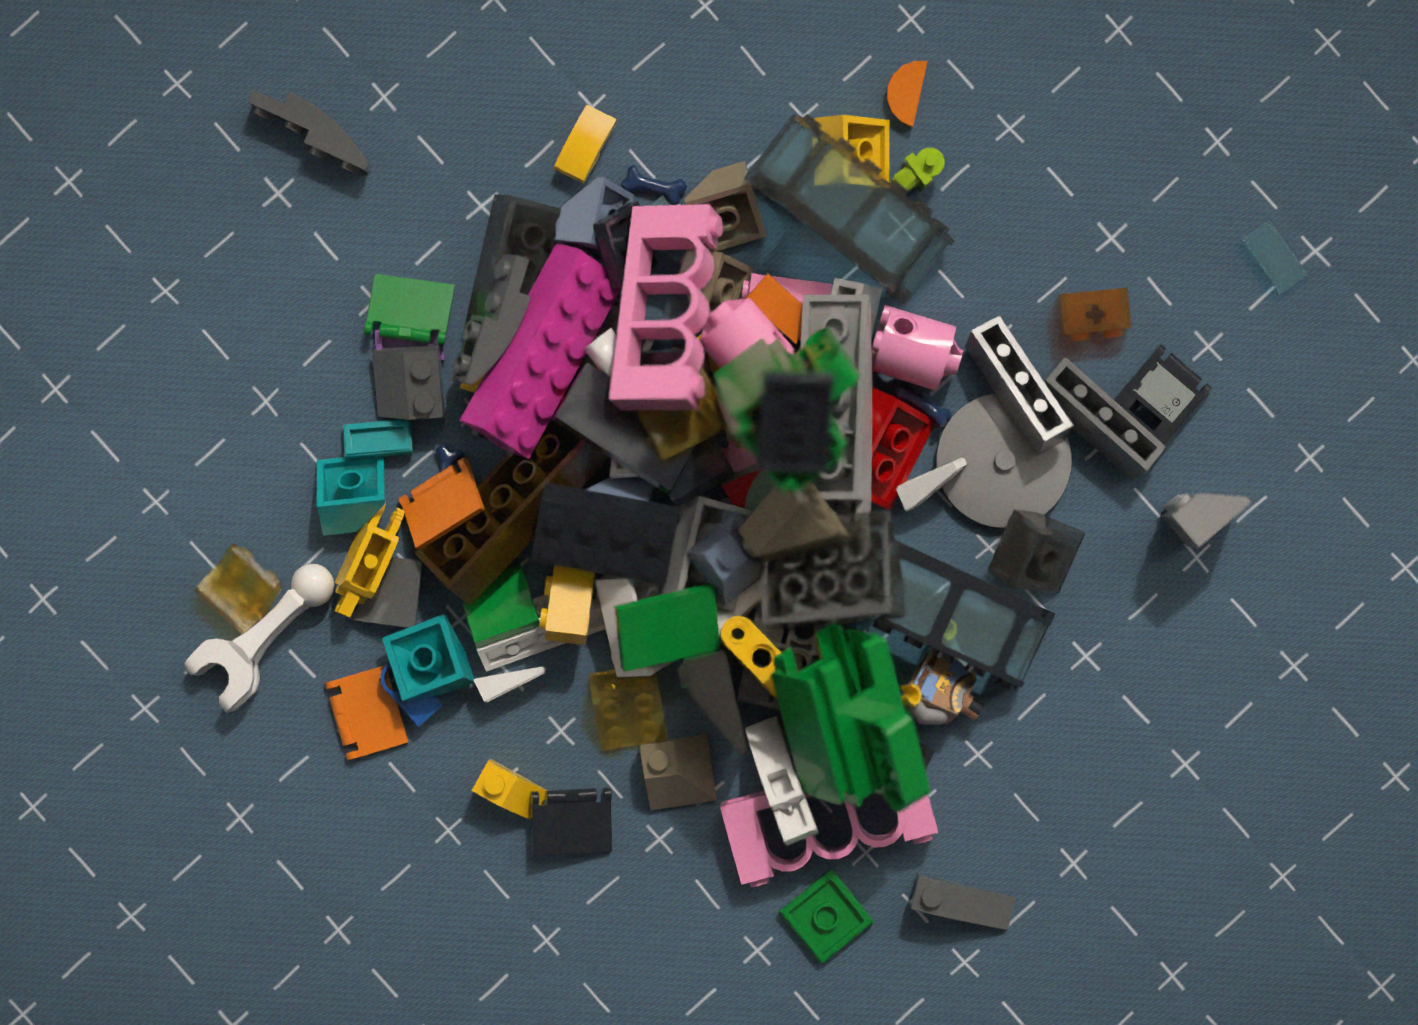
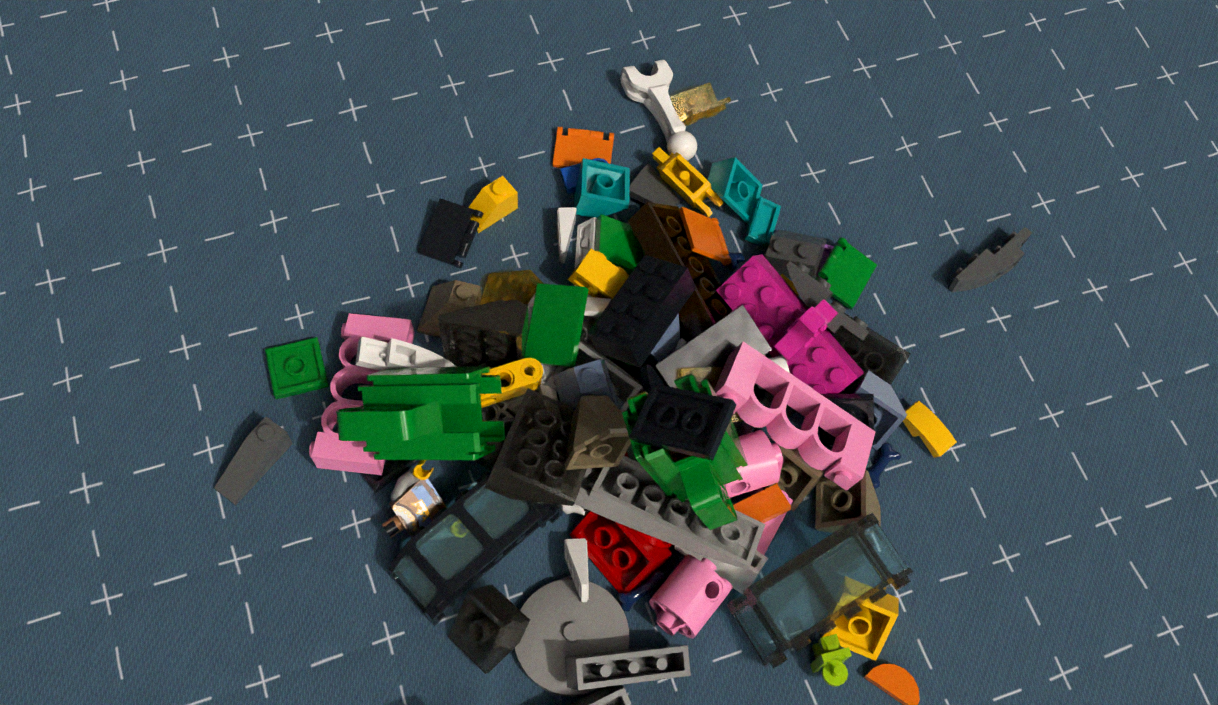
camera: 105 degrees right, 25 degrees down
(551, 329) = (806, 329): none -> dark pink piece

